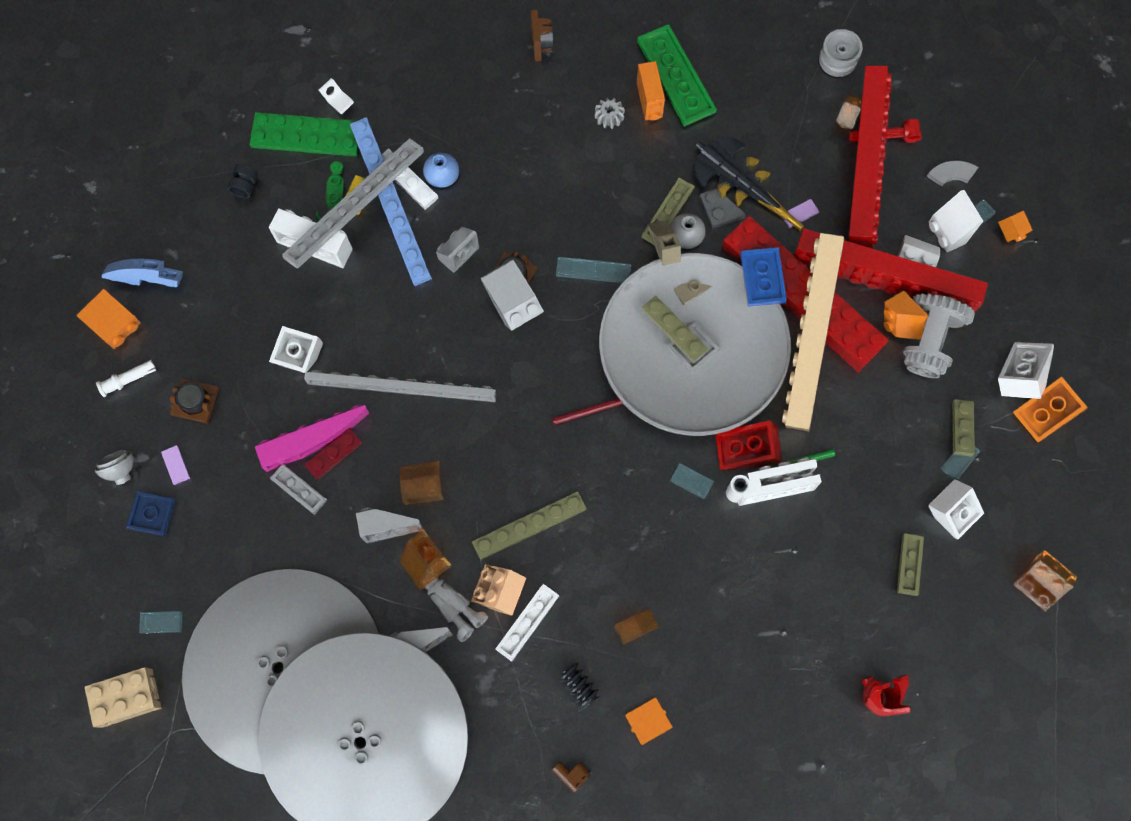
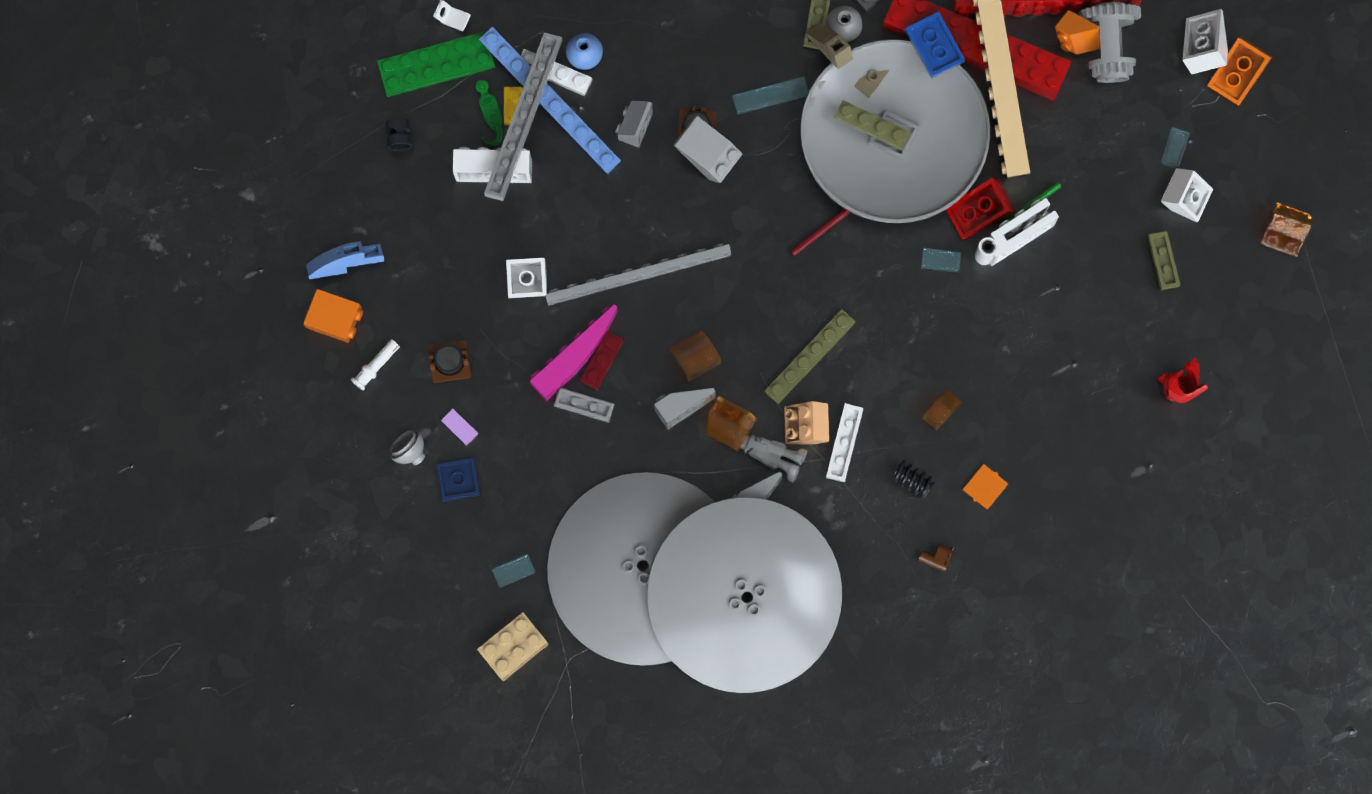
camera: 20 degrees left, 5 degrees up
(963, 428) = (1167, 117): olive plate -> none

